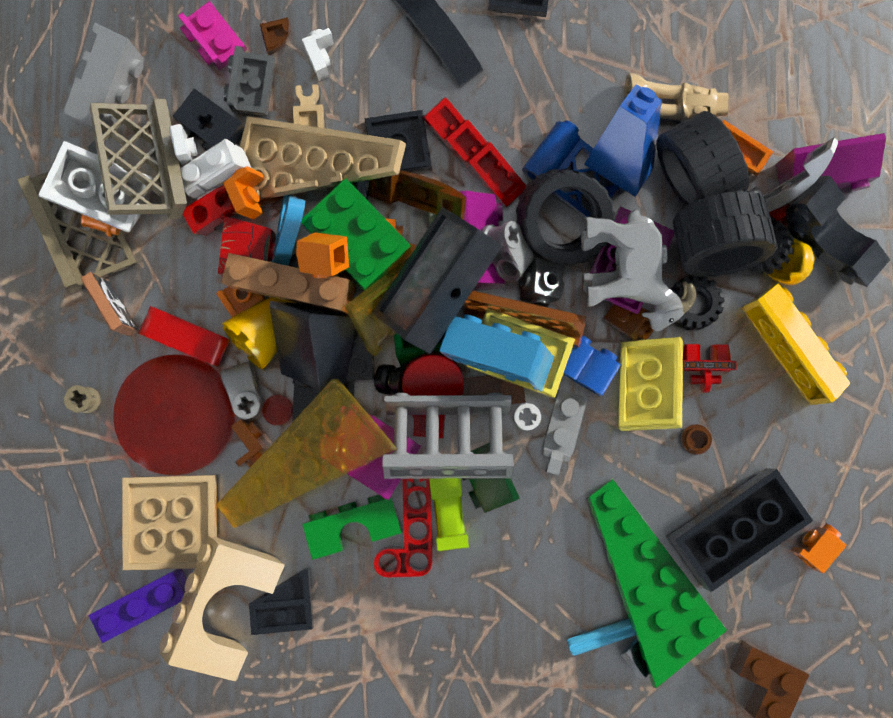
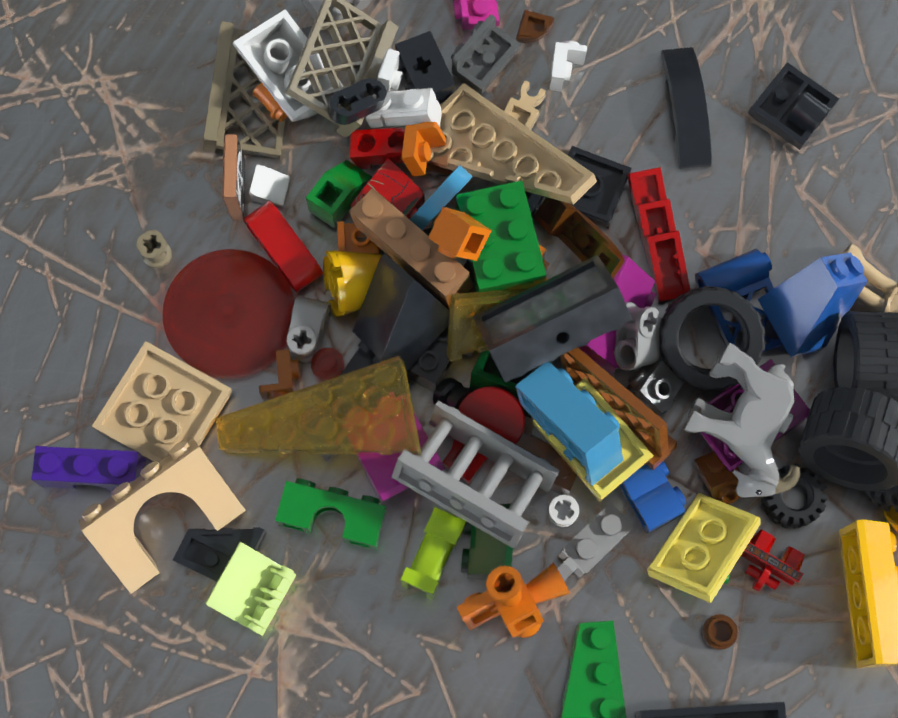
camera: 30 degrees right, 10 degrees down
(142, 293) = (269, 185): none -> white slope
(166, 184) = (354, 97): none -> black beam
(200, 266) = (336, 191): none -> green slope
(325, 621) = (250, 589): none -> yellowish green hinge
(411, 544) = (393, 538): red beam -> none
(533, 514) = (513, 600): none -> orange brick

